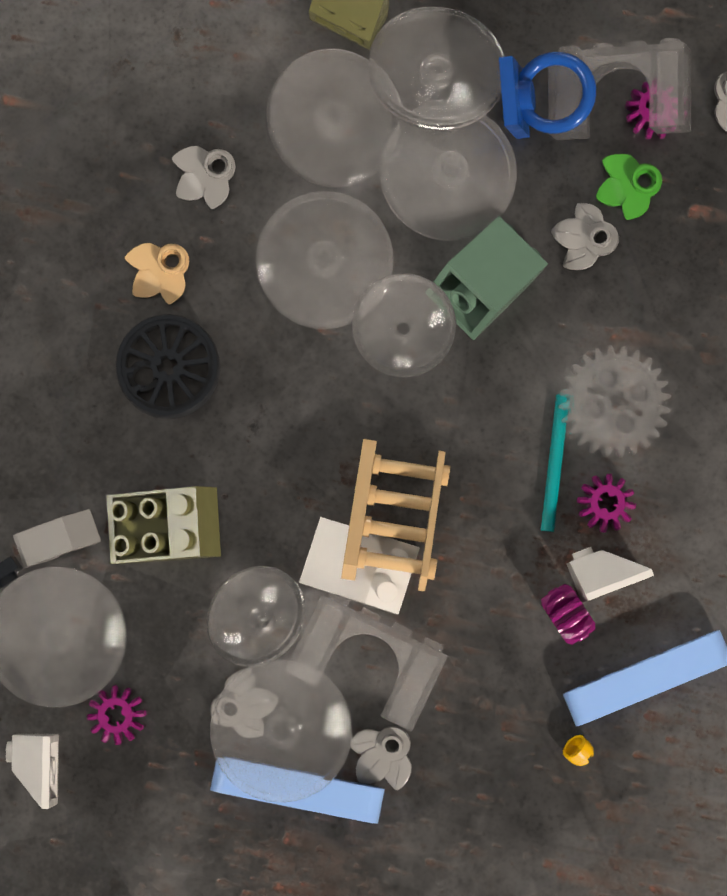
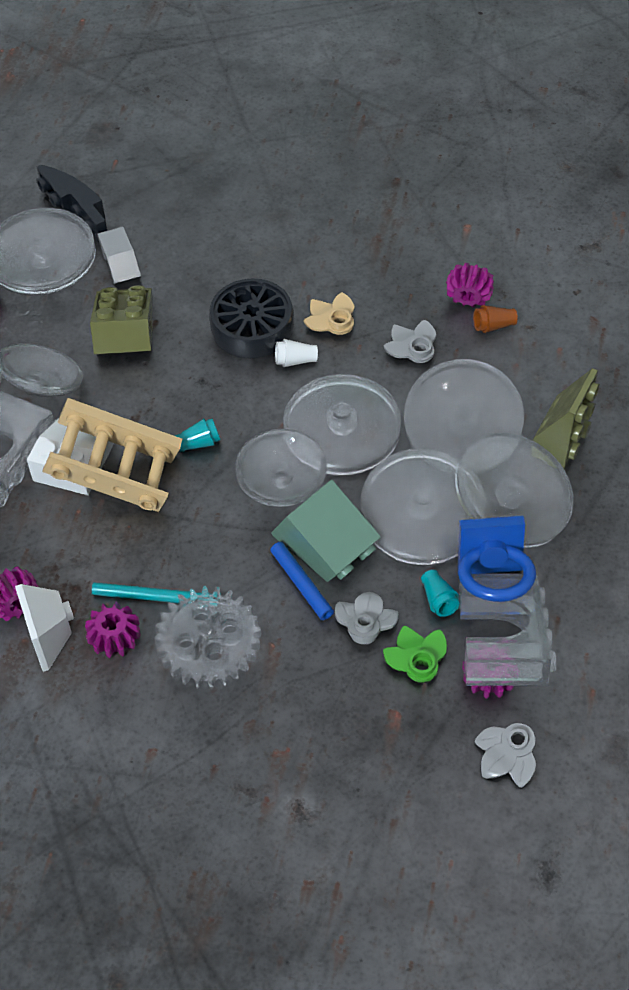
camera: 95 degrees right, 30 degrees down
(129, 99) = (470, 285): none -> magenta gear
(173, 77) = (493, 318): none -> dark orange cone
(223, 316) = (293, 353): none -> white cone
(345, 423) = (199, 435): none -> teal cone
(539, 305) = (302, 581): none -> blue piece
(559, 158) = (440, 595): none -> teal cone

